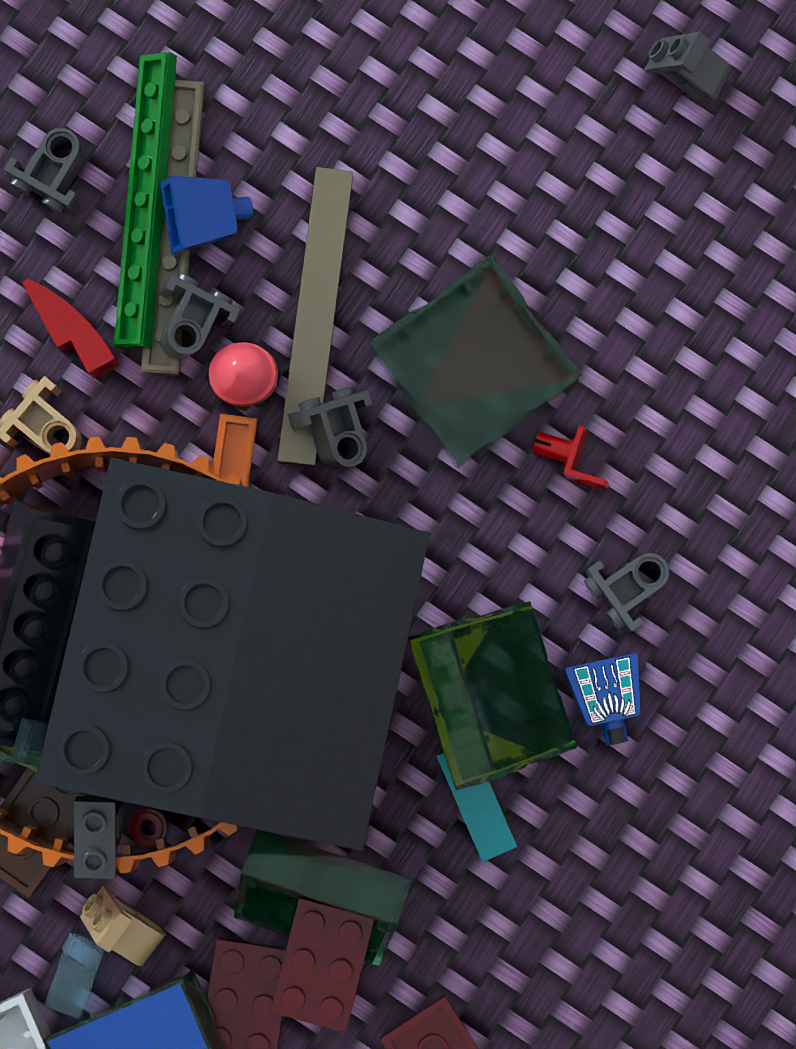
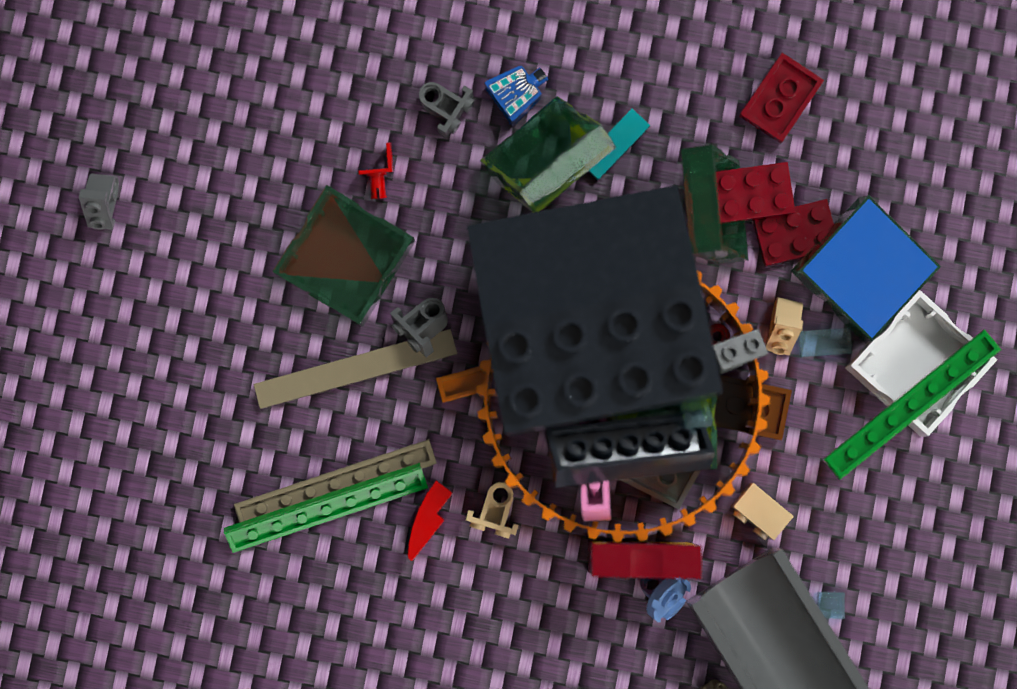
camera: 110 degrees left, 0 degrees up
(49, 174) = (334, 576): dark grey pin -> none
(193, 314) = (386, 443): dark grey pin -> none
(201, 211) = (320, 467): blue torso -> none
(243, 375) = (412, 396): coral hair -> none

